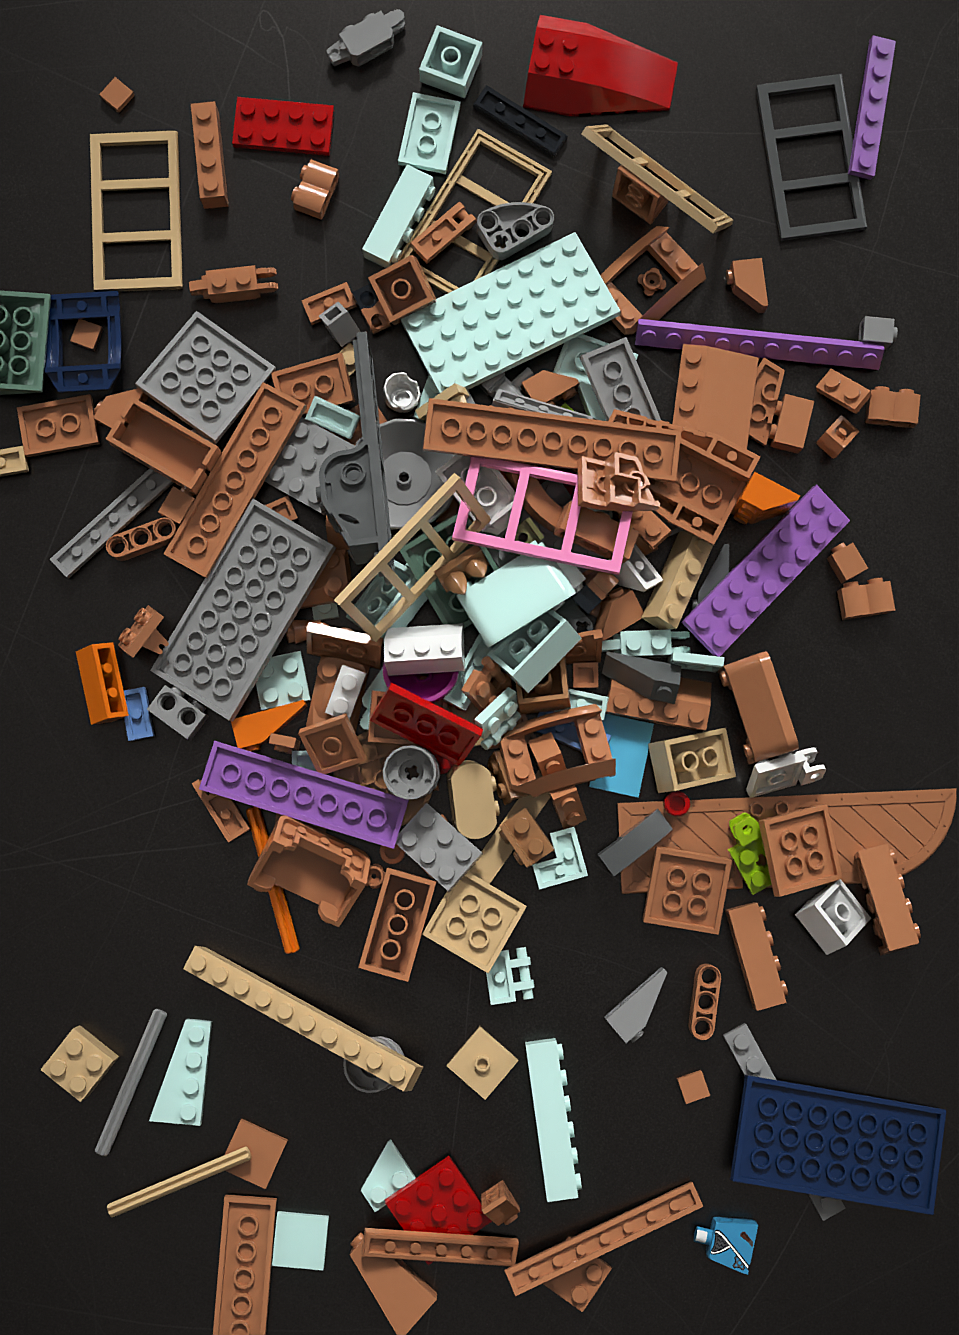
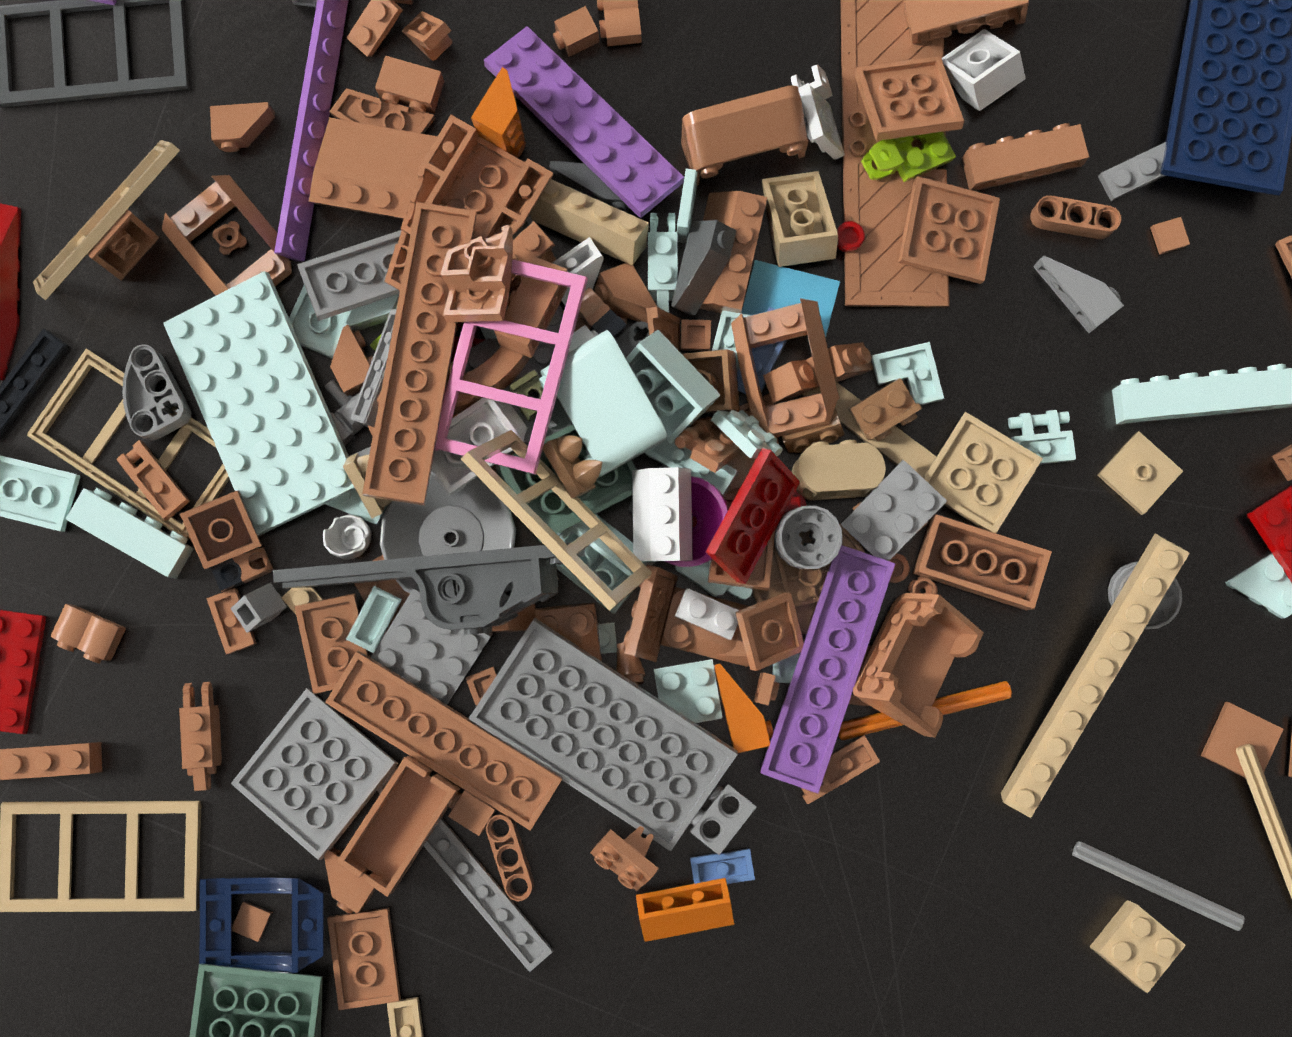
camera: 80 degrees left, 0 degrees up
(185, 1080) = (1163, 822): light aqua wing -> none
(635, 842) = (894, 285): dark grey slope -> none

